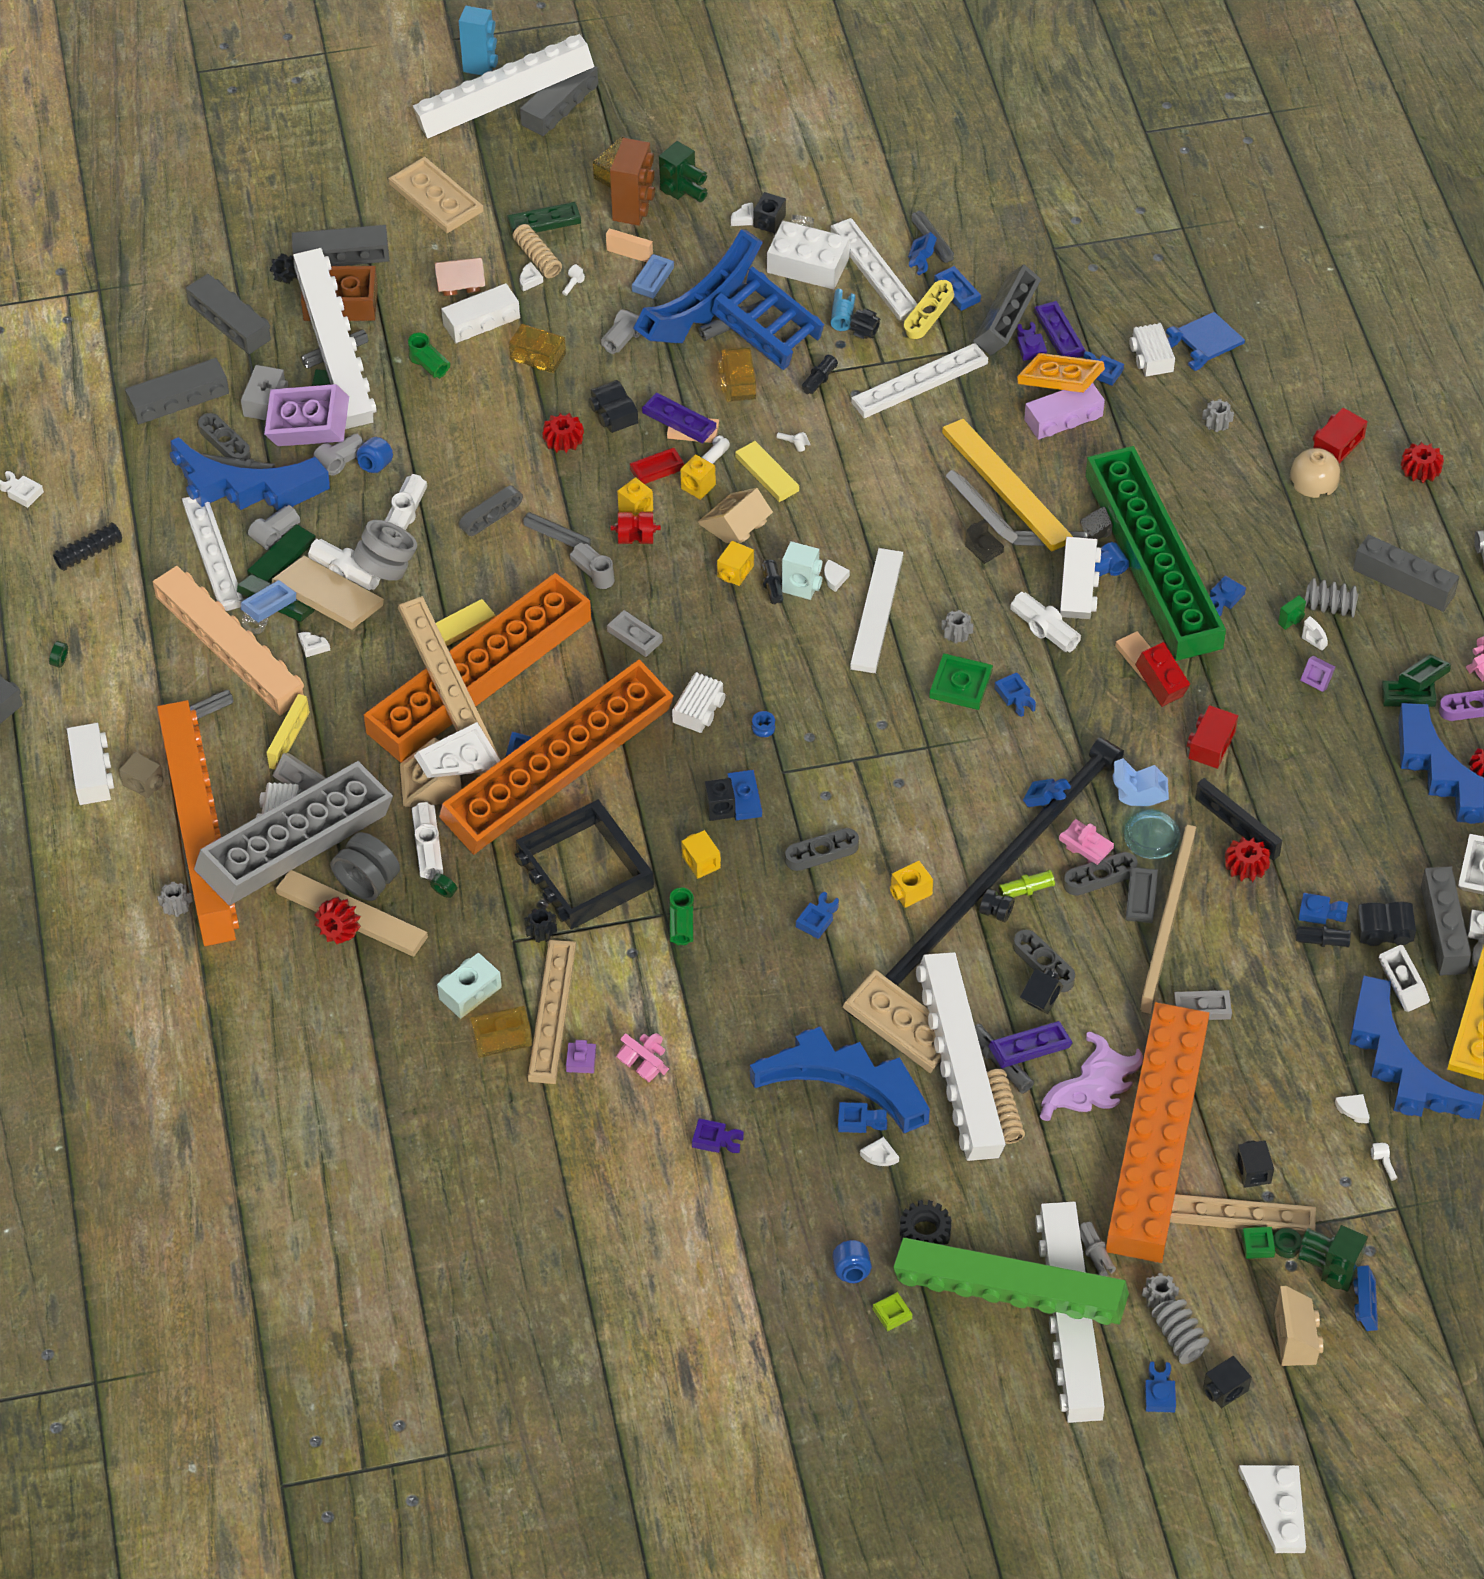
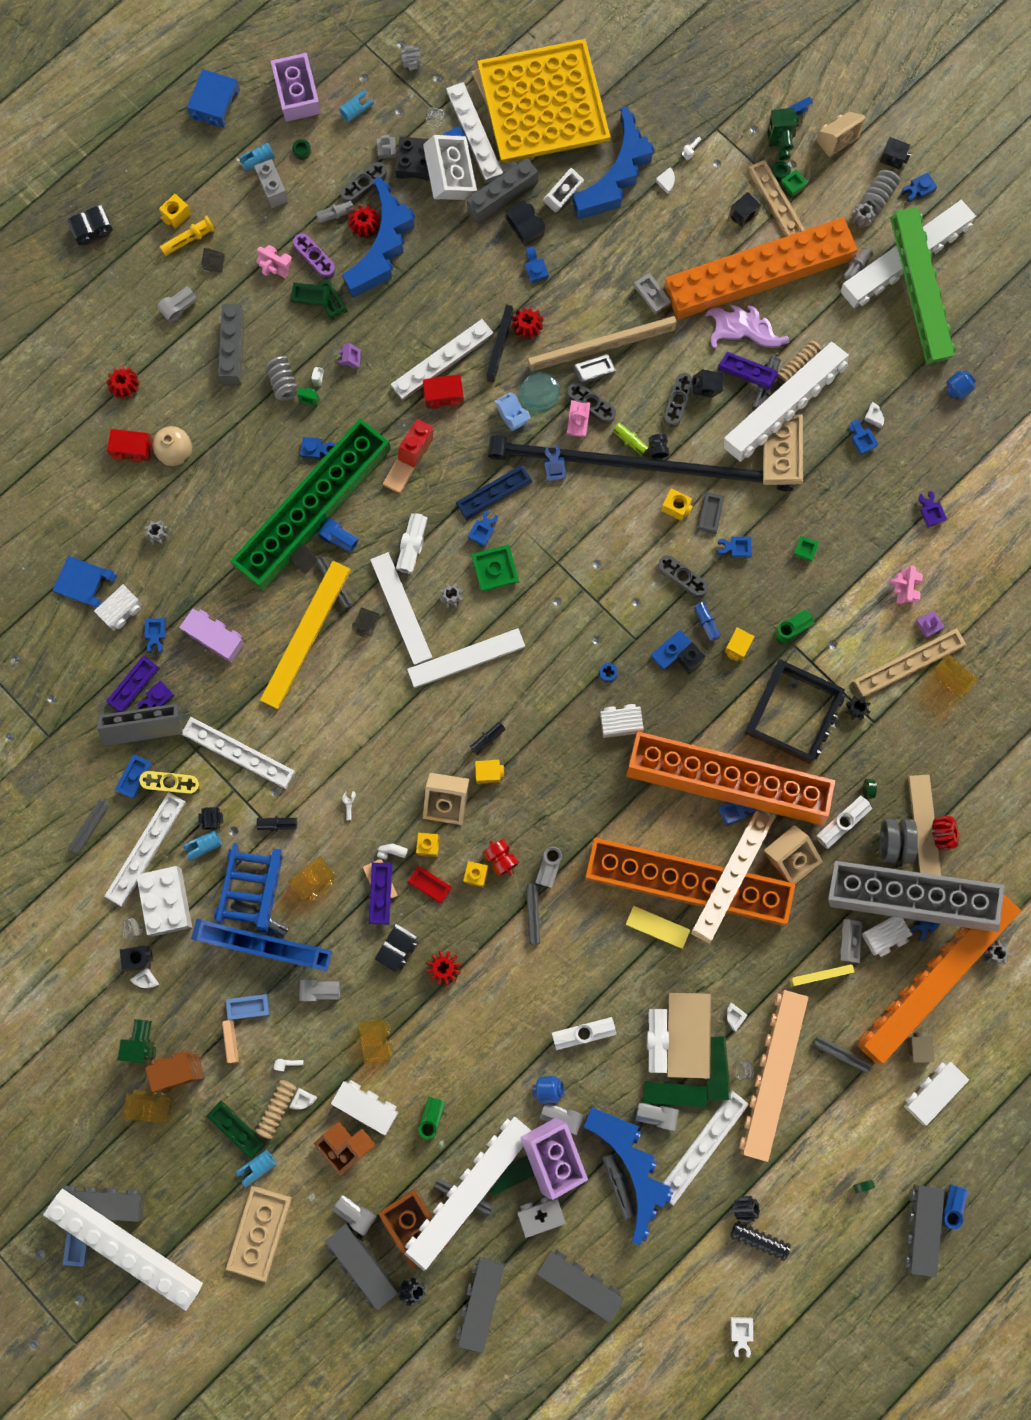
camera: 120 degrees left, 25 degrees up
(125, 547) = (746, 1209): none -> black gear
(222, 429) = (600, 1234): dark grey beam -> none
(268, 601) = (732, 1064): medium blue tile -> none
(385, 550) = (638, 1012): light grey wheel -> none
(391, 262) = (358, 1217): none -> light grey piece
(458, 754) = (776, 834): white wing -> none
(464, 998) = (942, 719): light aqua brick -> none
(477, 40) = (86, 1304): dark azure brick -> none
(491, 510) = (546, 971): dark grey beam -> none
(495, 216) = (259, 1165): none -> dark azure hinge
(634, 633) = (589, 801): light grey plate -> none
(750, 841) = (707, 621): none -> blue axle
(764, 982) = (806, 548): none -> green plate
(767, 471) = (388, 805): light yellow tile -> none
(801, 570) = (473, 717): light aqua brick -> none
(835, 575) = (453, 703): white tile -> none
(850, 1067) = (832, 463): blue arch -> none
(878, 918) = (711, 513): none -> dark grey tile
(892, 1311) = (971, 349): lime tile -> none
(921, 250) = (110, 824): blue plate -> none
(930, 1214) = (915, 351): black tyre -> none
(975, 581) = (401, 609): none -> white tile
(982, 506) = (338, 637): light grey tile -> none
(1055, 729) = (494, 492): none -> dark blue tile
(1061, 372) = (181, 653): light orange tile -> none
(1079, 578) = (368, 535): white brick -> none
(1257, 761) = (442, 359): none -> white plate
(1279, 1504) = (945, 95): white wing -> none
(1323, 936) = (555, 254): black axle -> none

